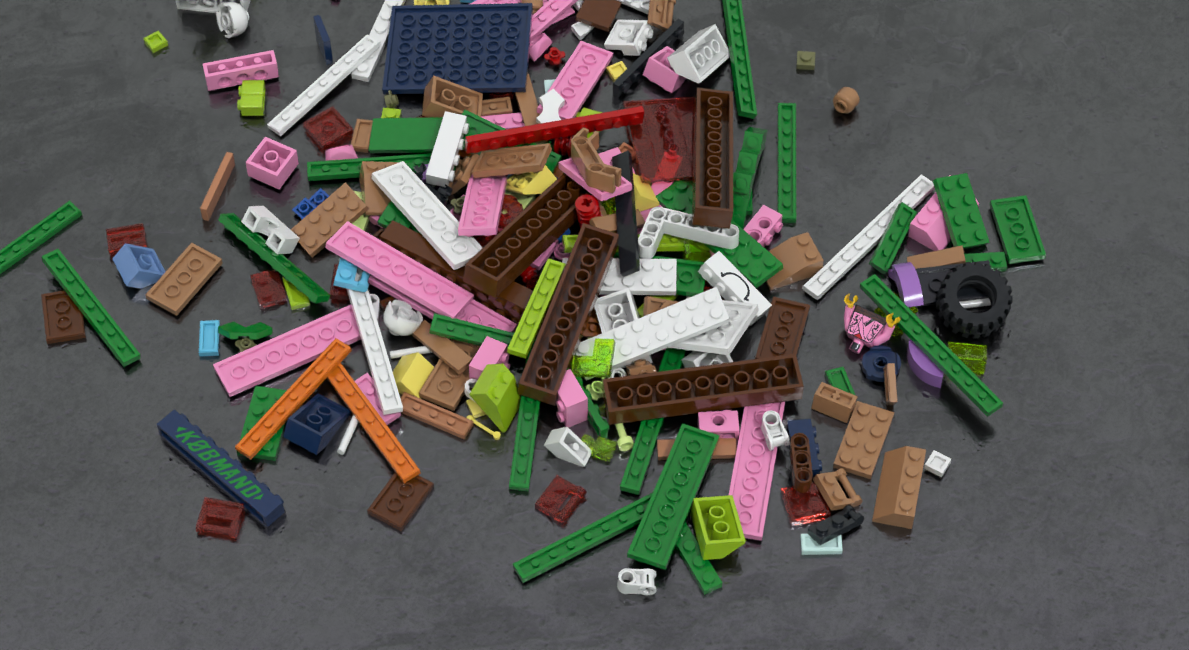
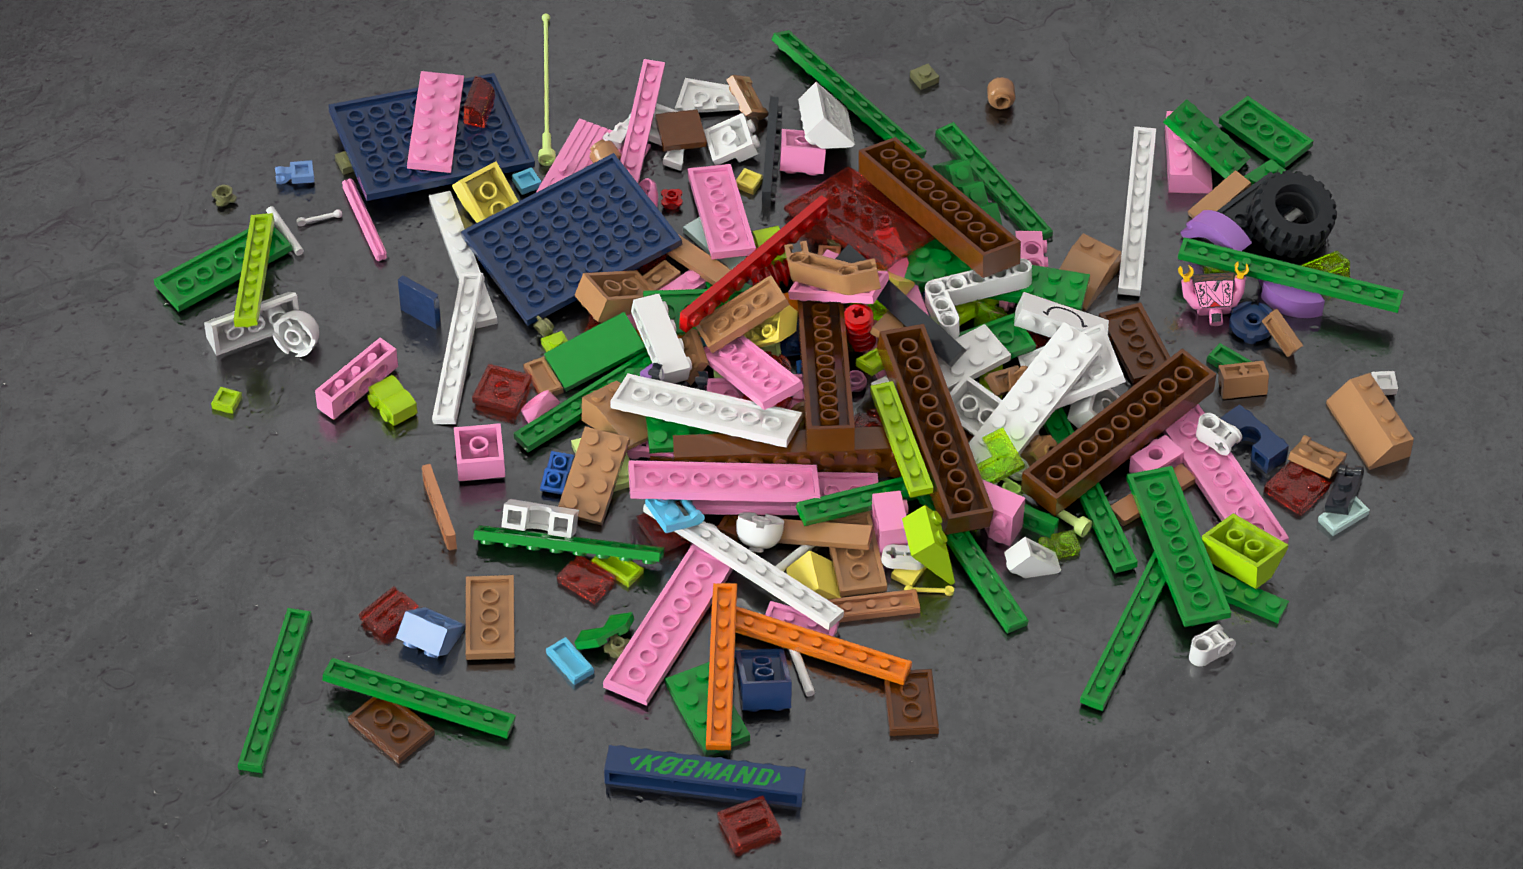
camera: 35 degrees left, 5 degrees down
(456, 203) = (718, 386): olive plate -> none
(551, 105) = (726, 242): white tile -> none
(555, 496) = (1059, 616): clear red plate -> none
(799, 470) = (1272, 446): reddish brown beam -> none
(863, 440) = (1298, 400): medium nougat plate -> none
(892, 238) = (1162, 199): green plate -> none

